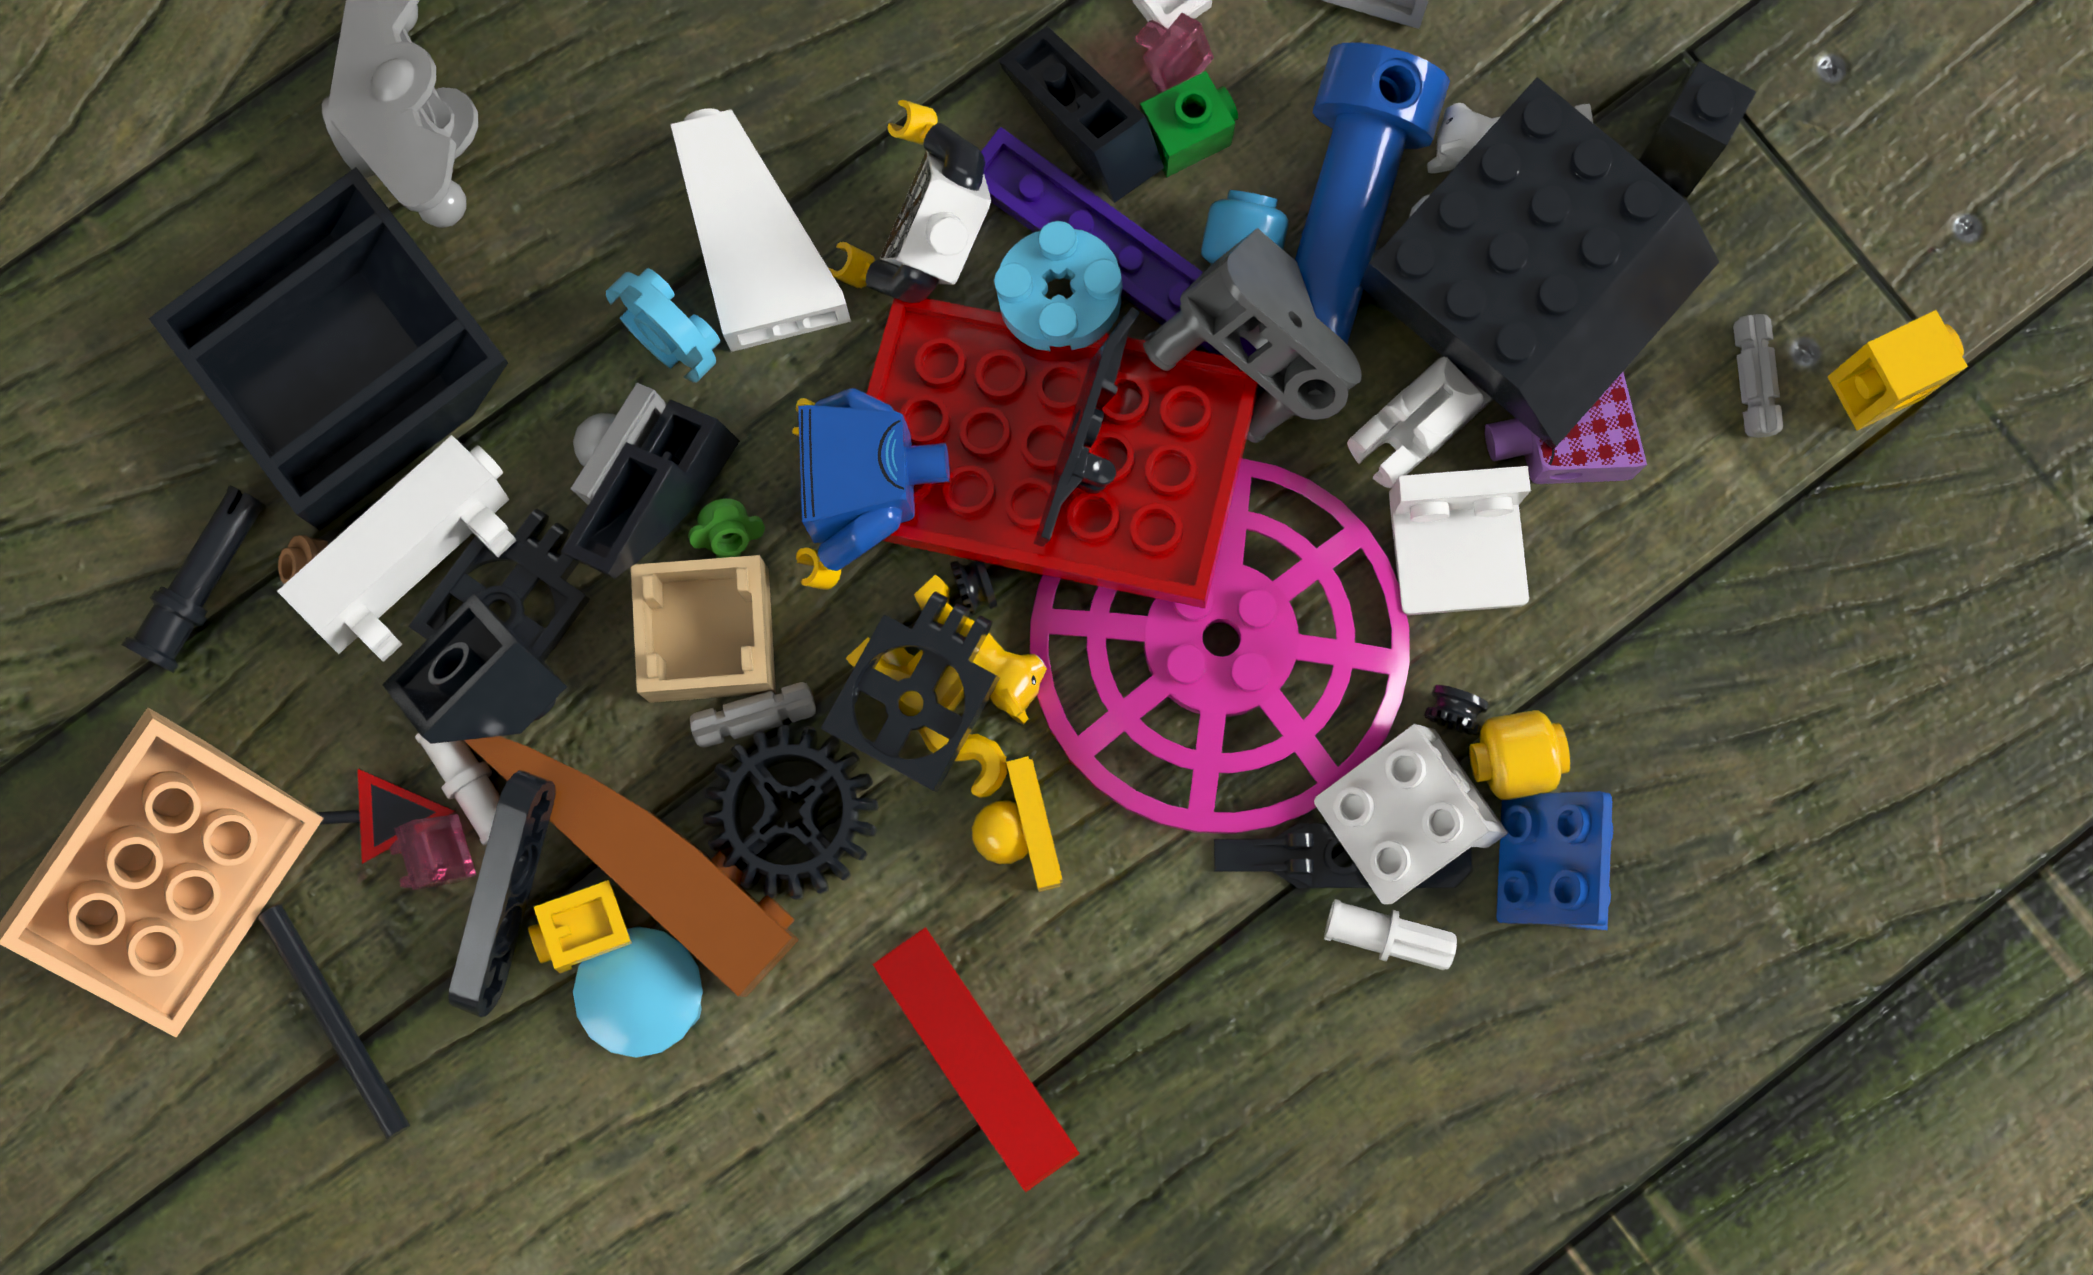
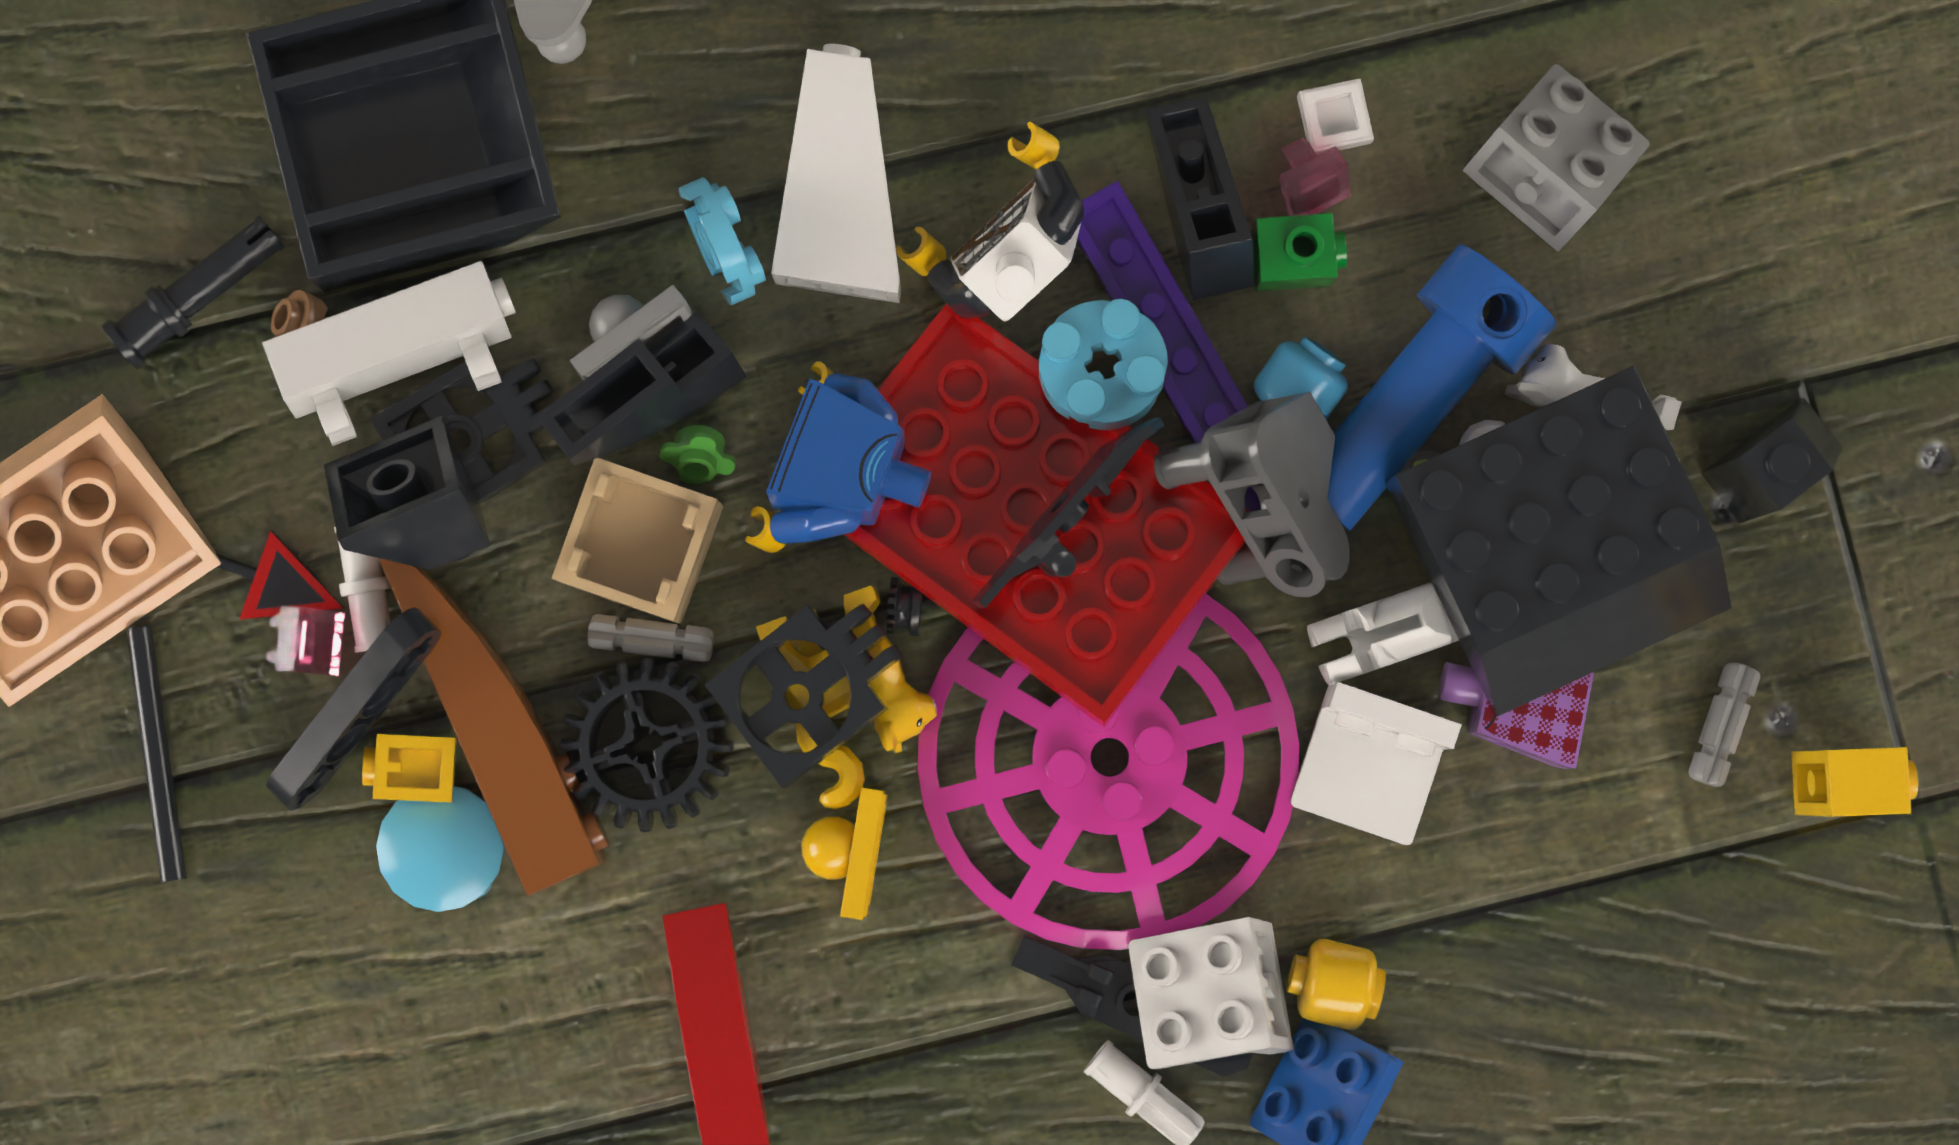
camera: 20 degrees right, 5 degrees up
(1456, 708) = (1298, 914): black bush -> none

